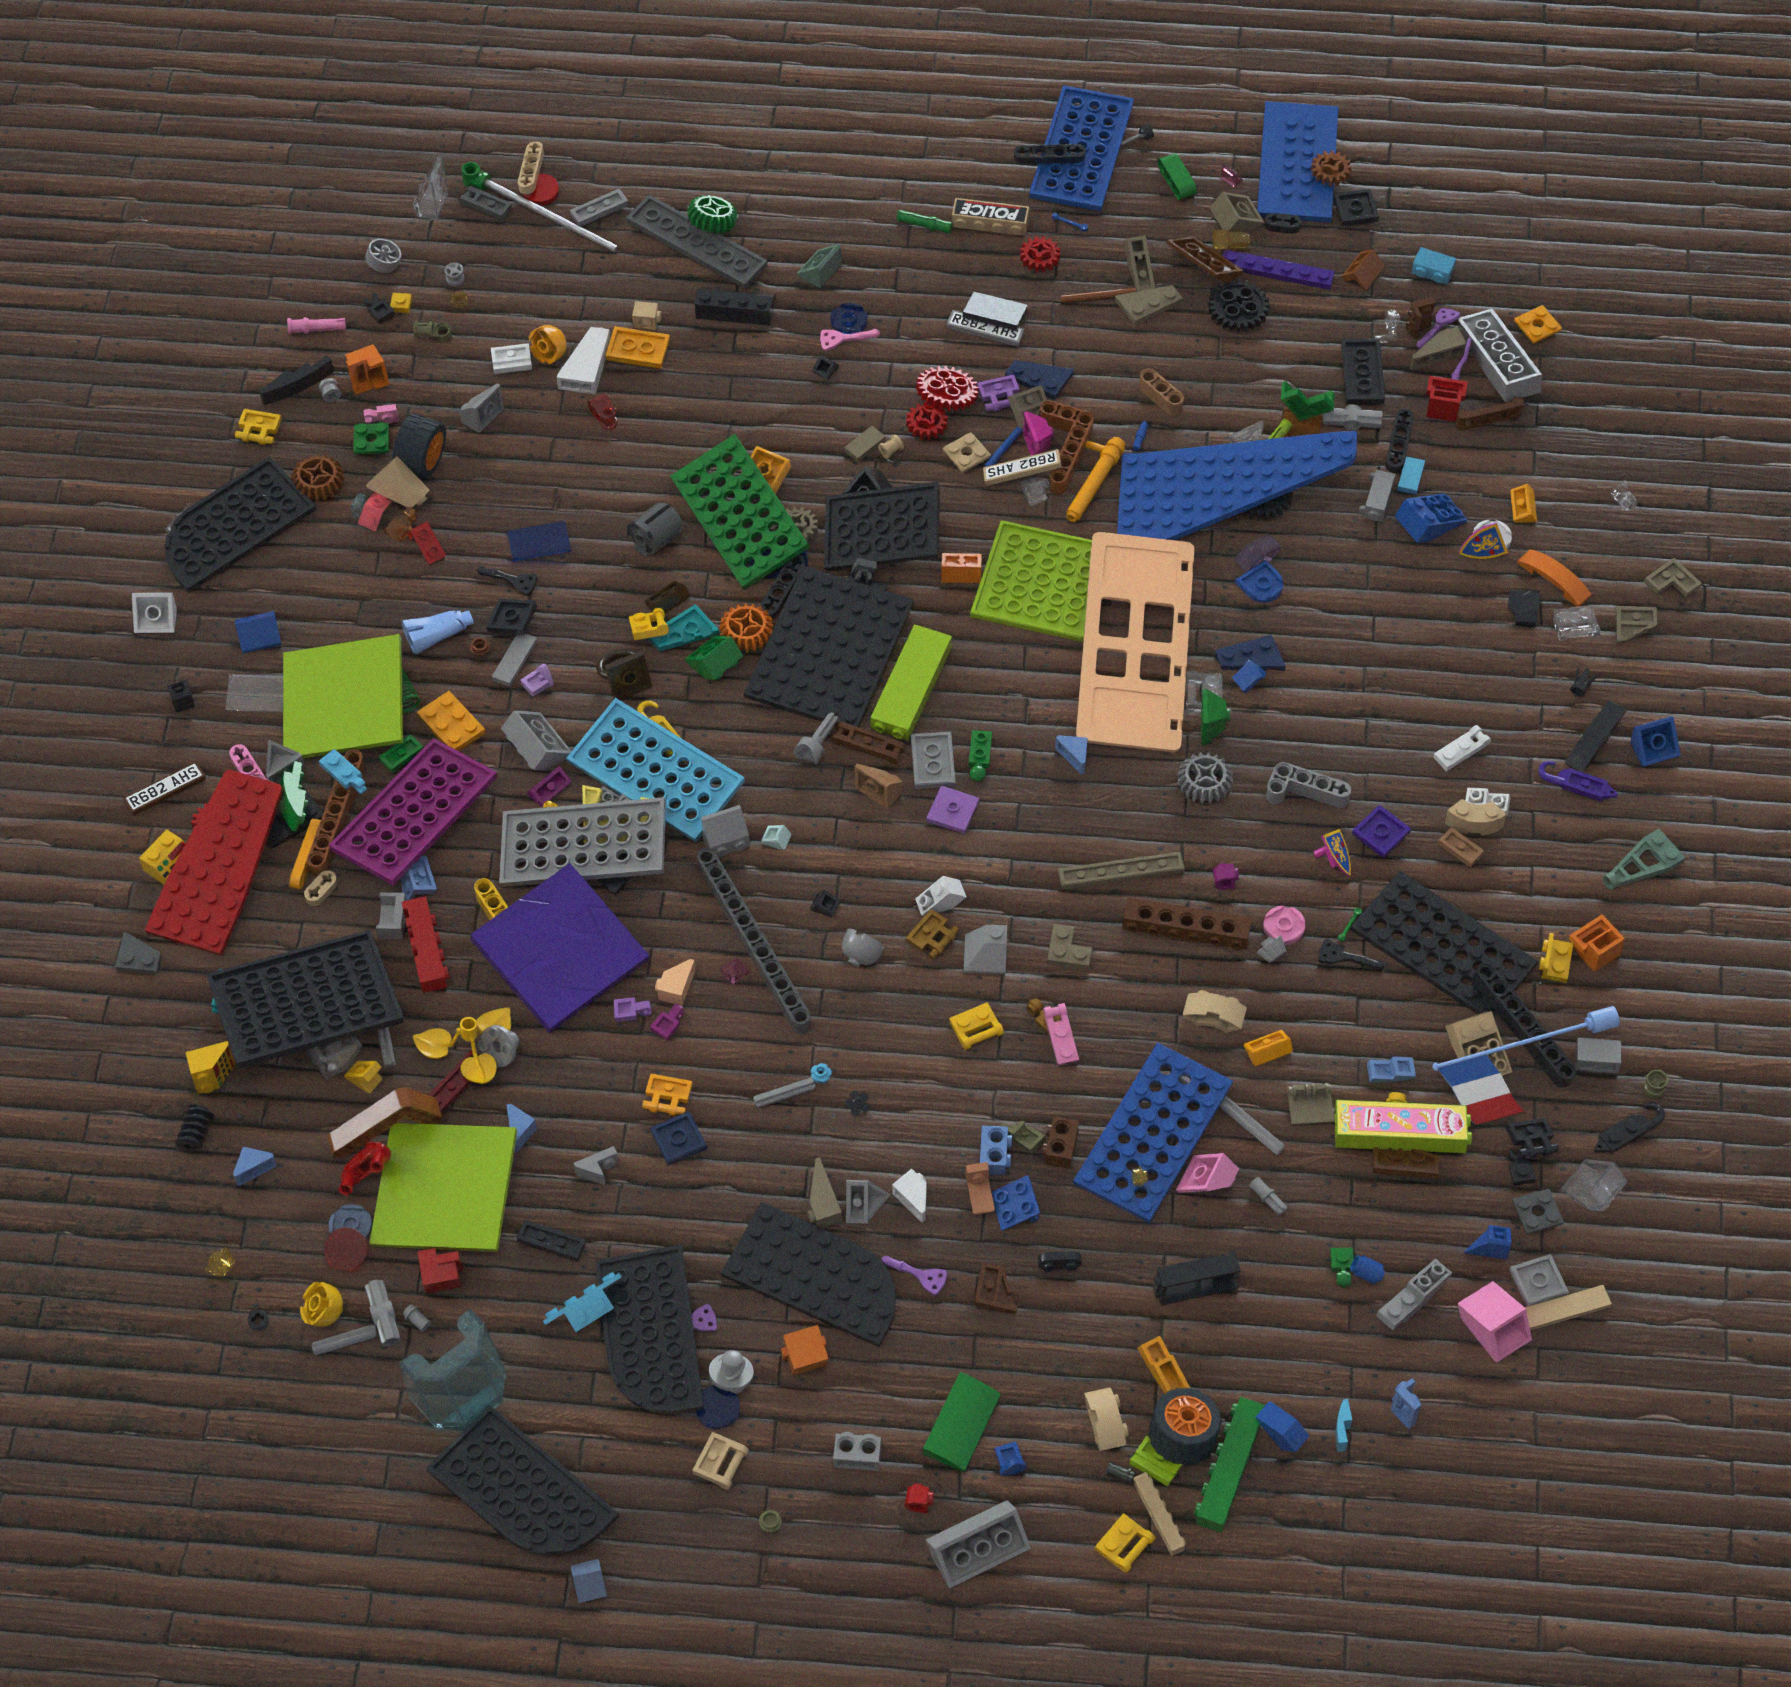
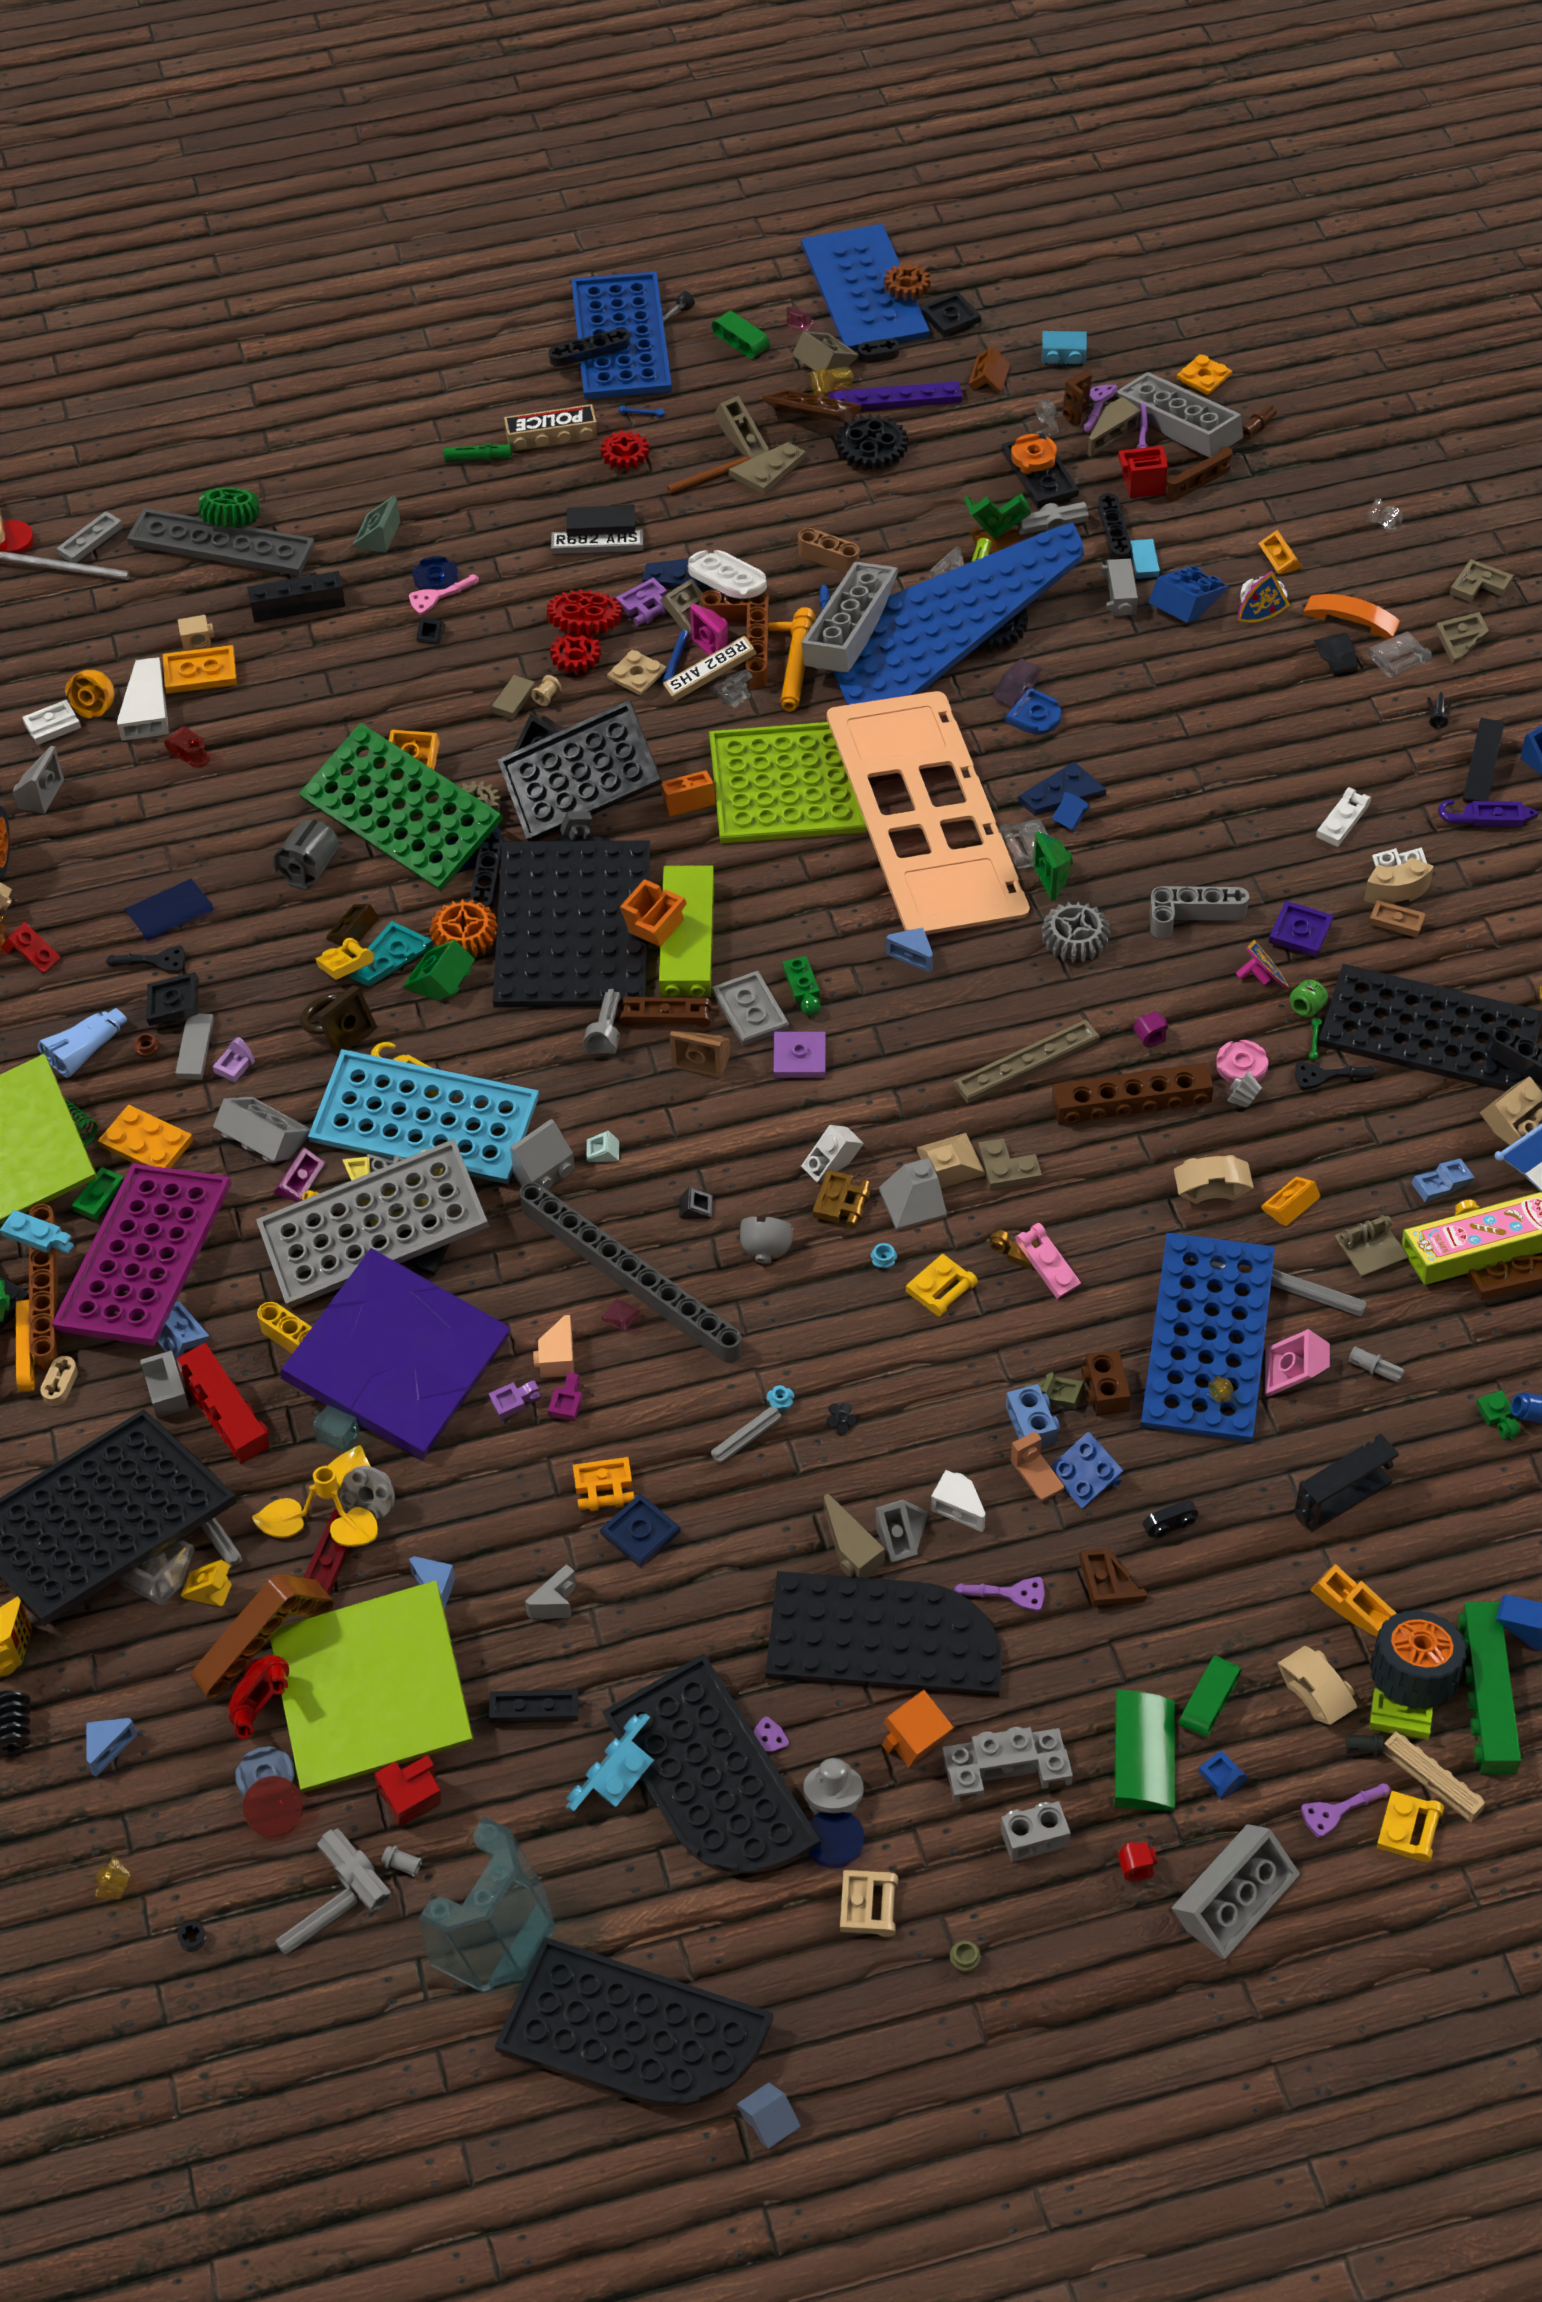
camera: 20 degrees left, 5 degrees down
(321, 1305) = (270, 1886): yellow cylinder -> none
(496, 989) = (335, 1428): none -> clear light blue brick
(862, 1391) = (1004, 1756): none -> light grey bracket
(886, 662) = (653, 913): none -> orange plate
(943, 985) = (883, 1250): none -> medium azure plate
(1026, 1400) = (1210, 1696): none -> green beam
(1027, 931) = (953, 1160): none -> tan slope
(1070, 390) = (727, 574): none -> white tile
(1077, 1514) = (1335, 1811): none -> medium lavender piece
(1146, 458) = (849, 617): none -> light grey slope
(1358, 890) = (1308, 998): none -> bright green head
(1361, 365) = (1044, 455): none -> orange plate
(1562, 380) = (1258, 421): none -> reddish brown axle

